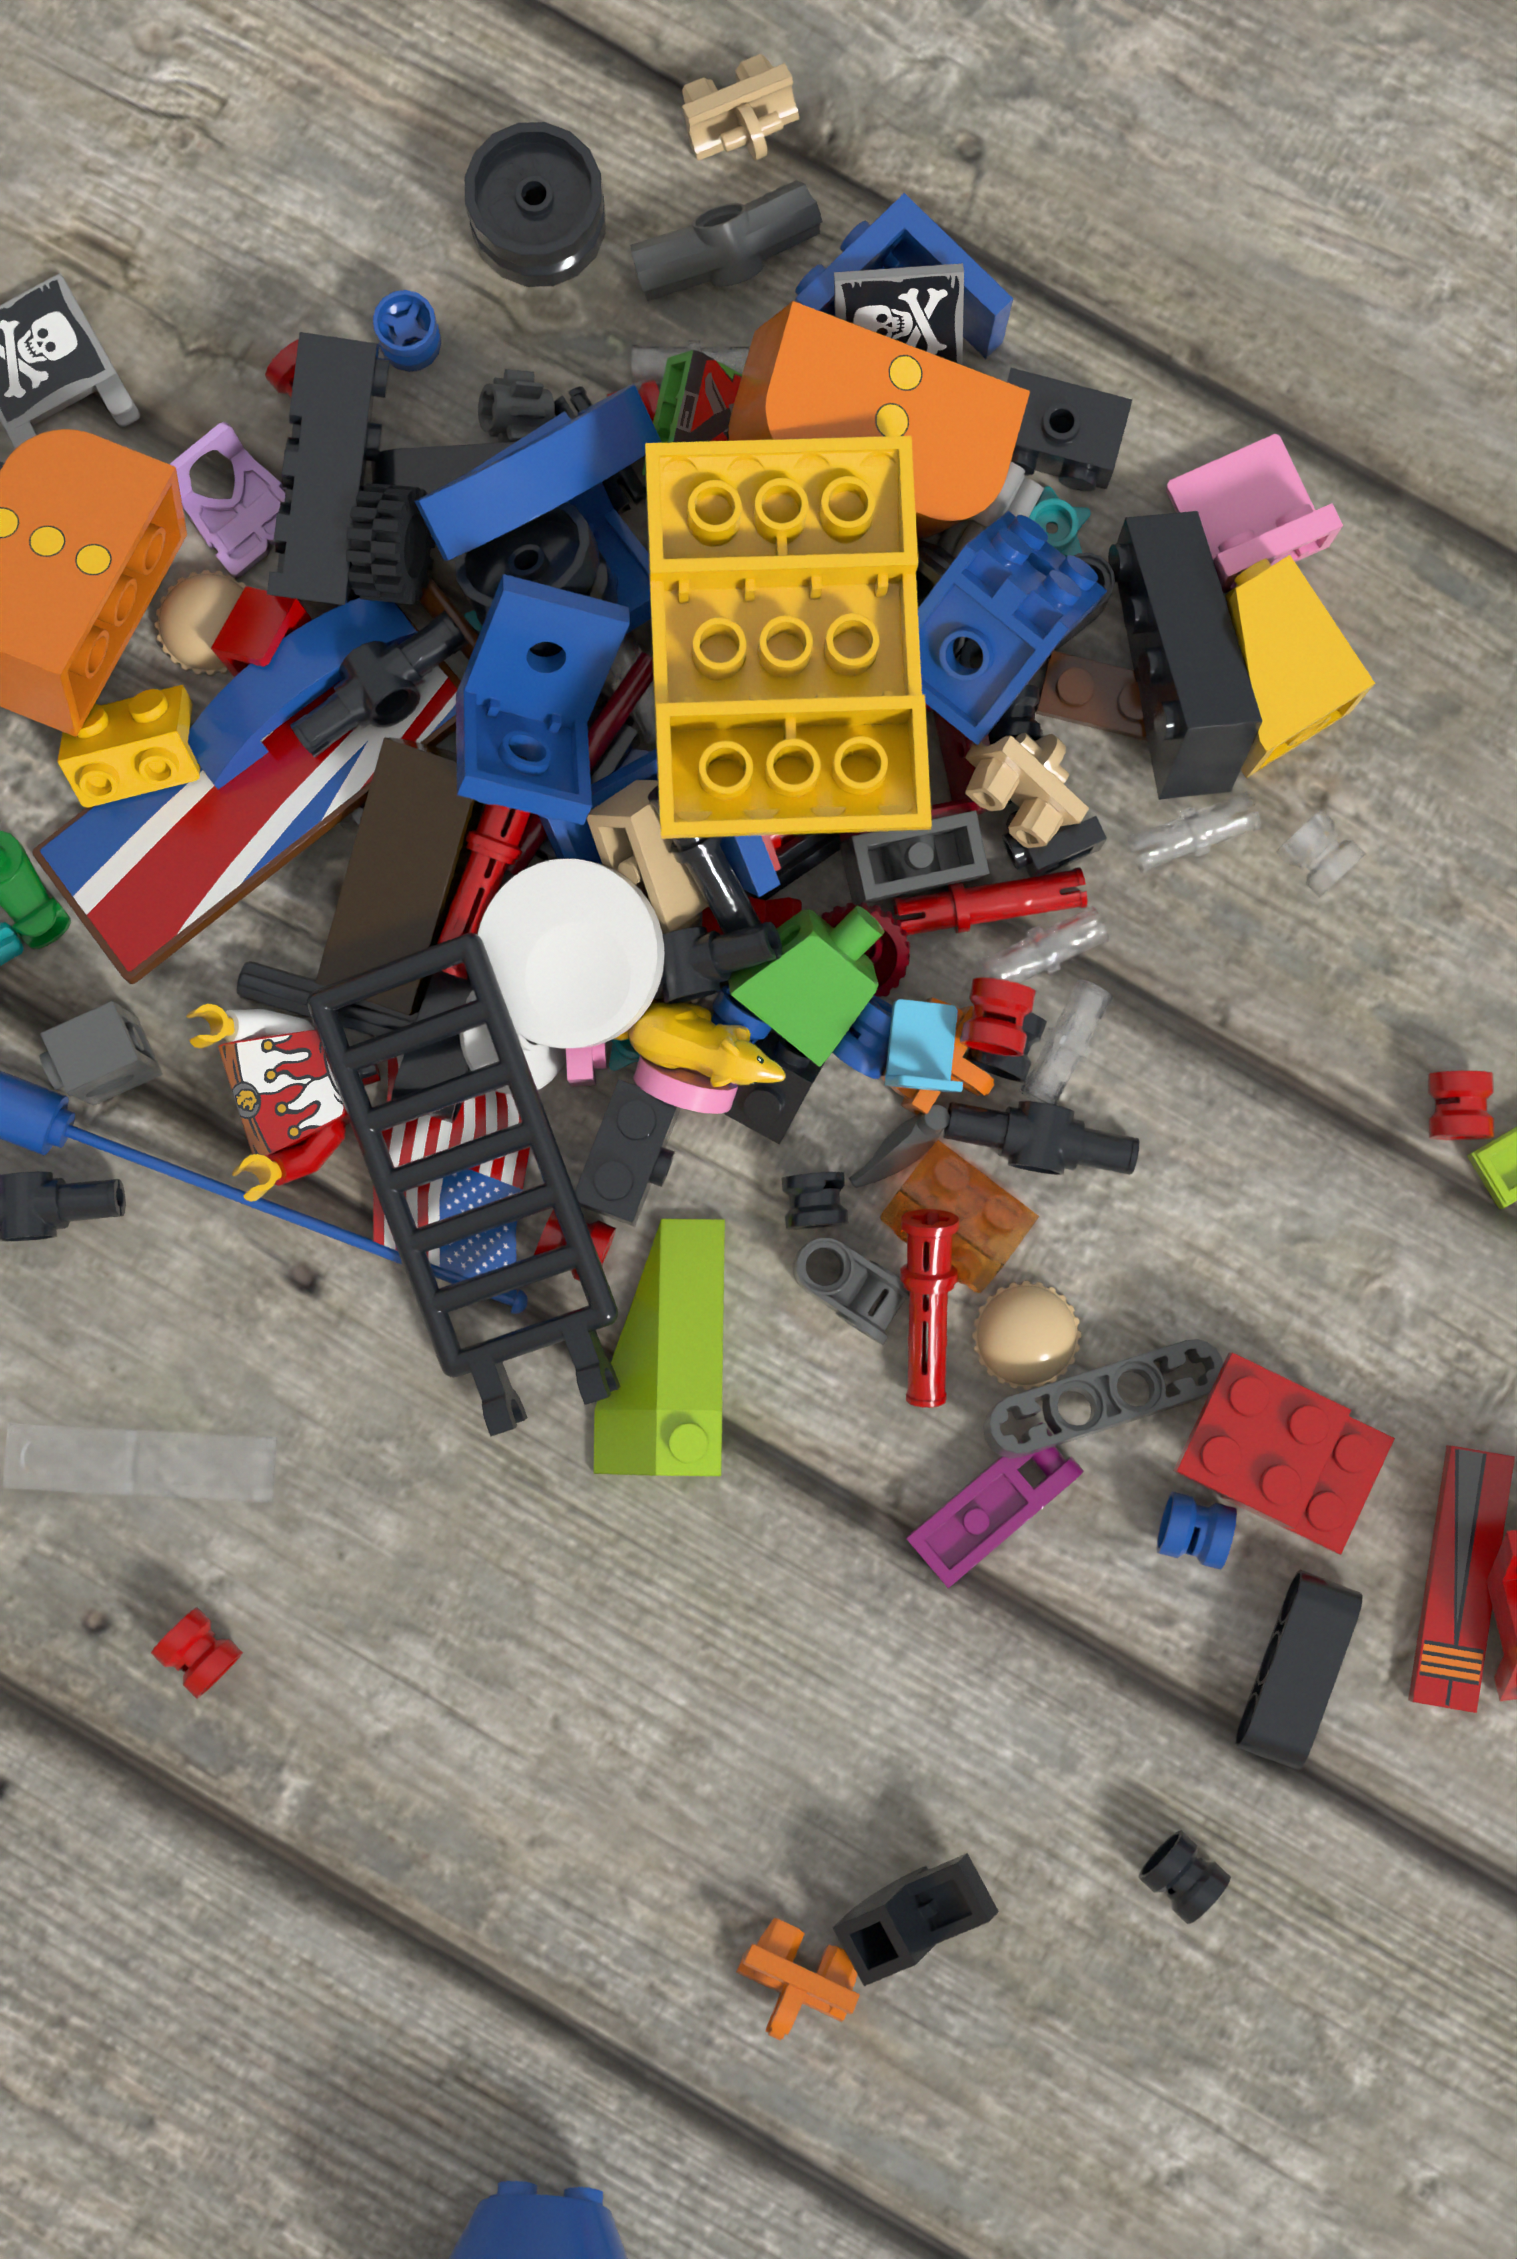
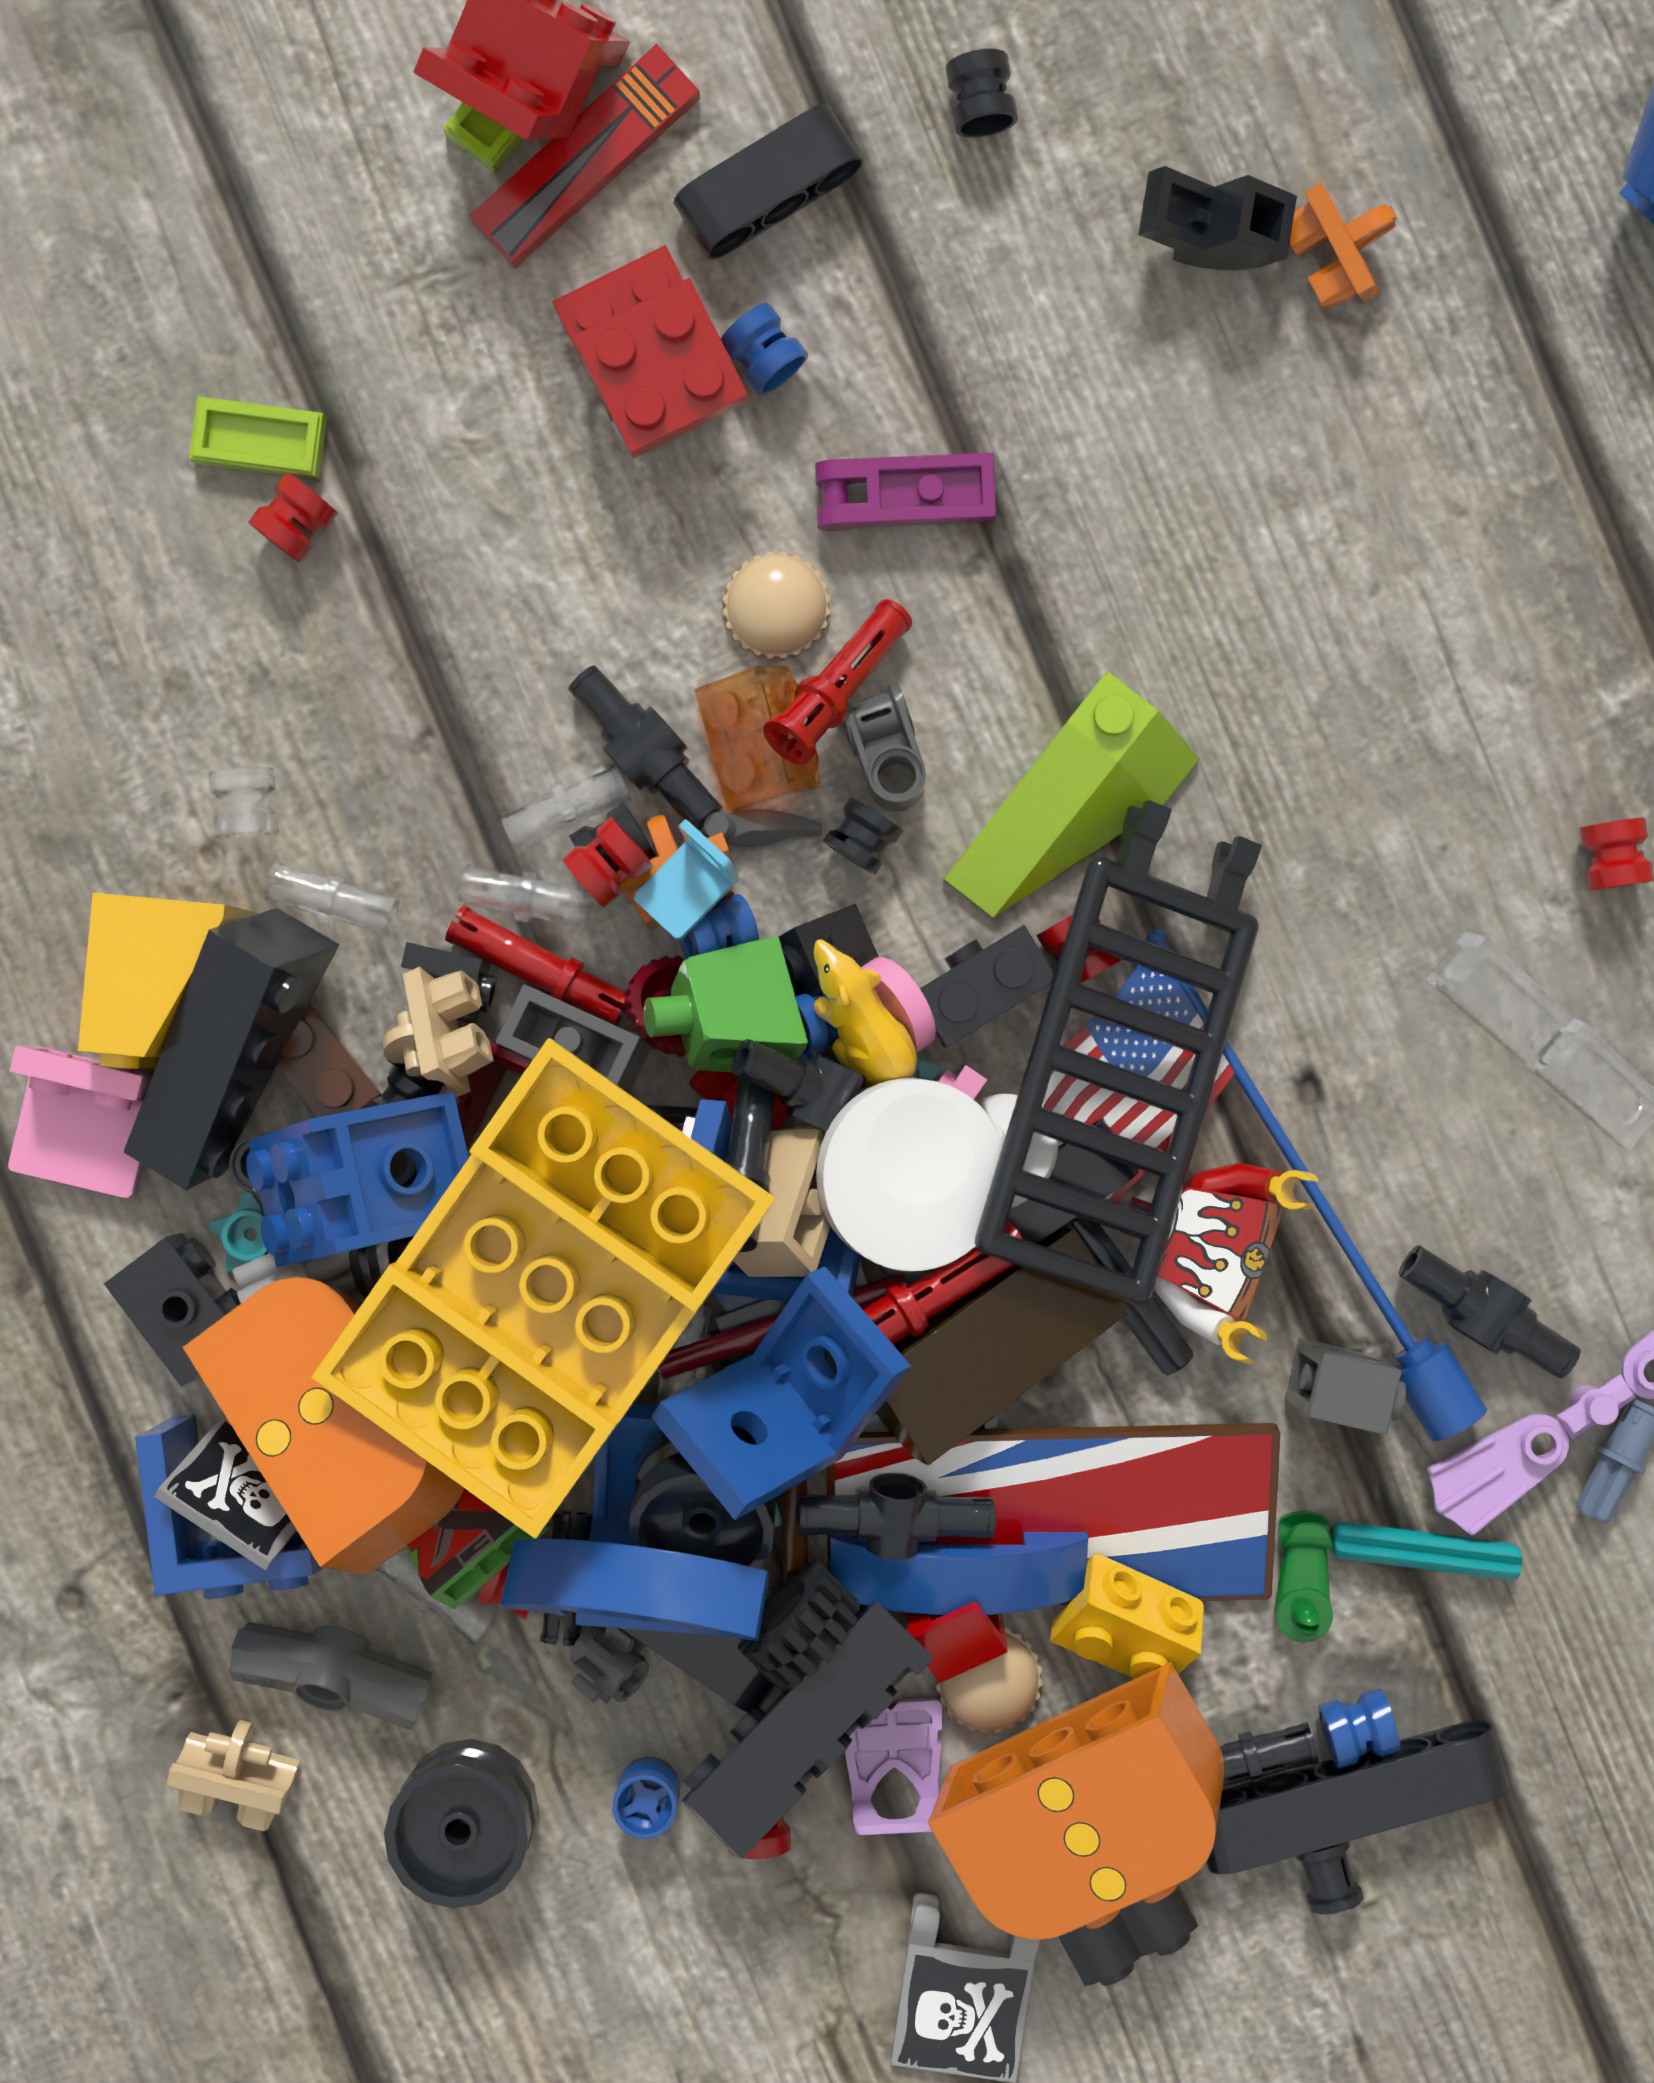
camera: 145 degrees left, 5 degrees up
(1102, 1394) = (758, 499): dark grey beam -> none

